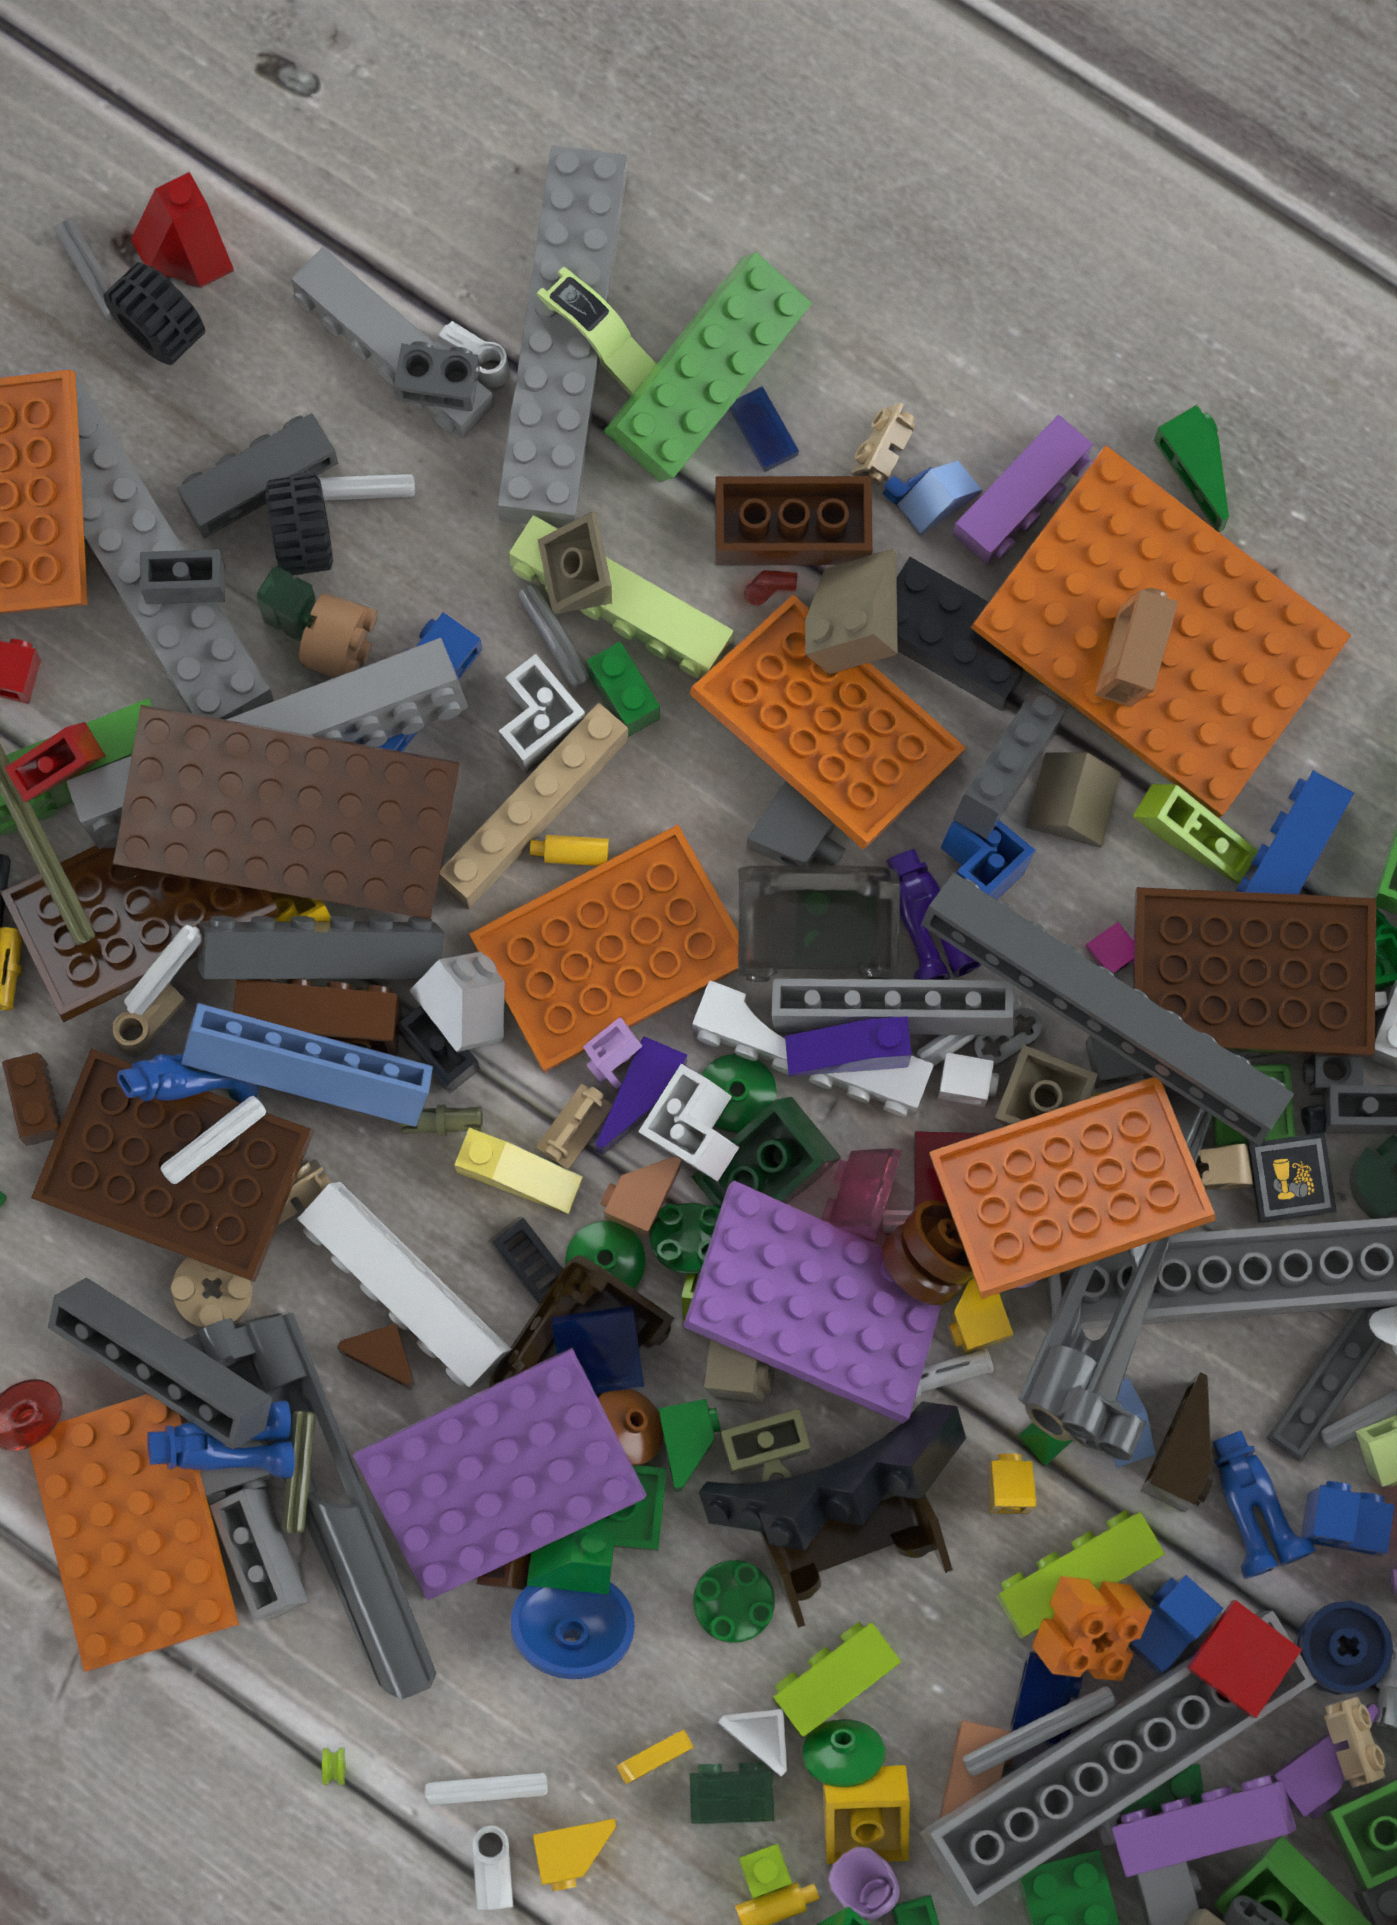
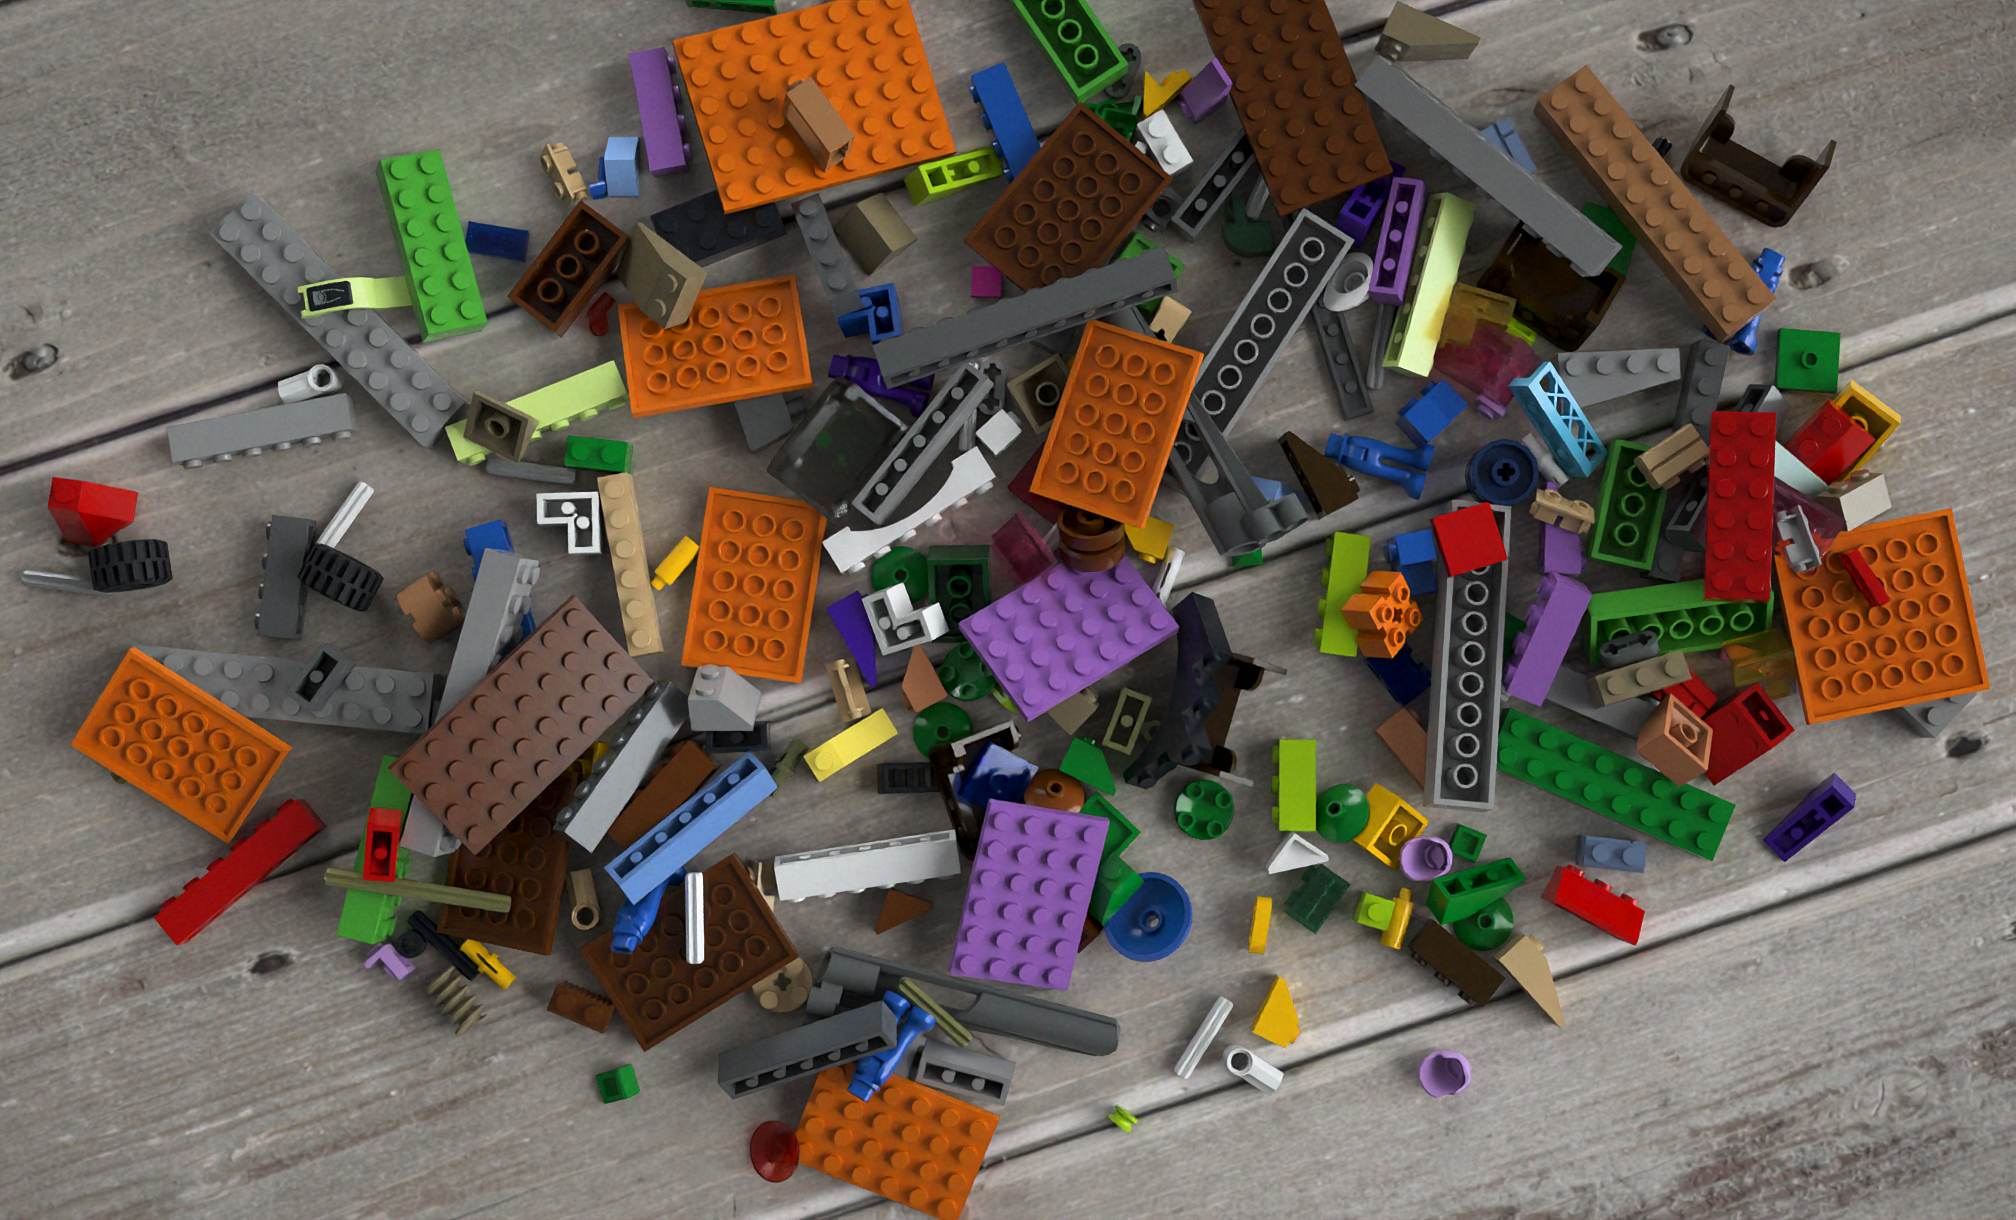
camera: 50 degrees left, 10 degrees up
(163, 969) = (565, 871): white axle -> none
(286, 602) = (385, 622): clear green brick -> none
(434, 386) = (313, 427): dark grey brick -> none
(610, 1049) = (819, 634): lavender bracket -> none
(850, 1047) = (929, 490): dark purple slope -> none
(1011, 1485) = (1261, 594): yellow slope -> none
(1039, 1730) = (1417, 690): light grey axle -> none
(1293, 1172) = (1203, 280): black flag -> none

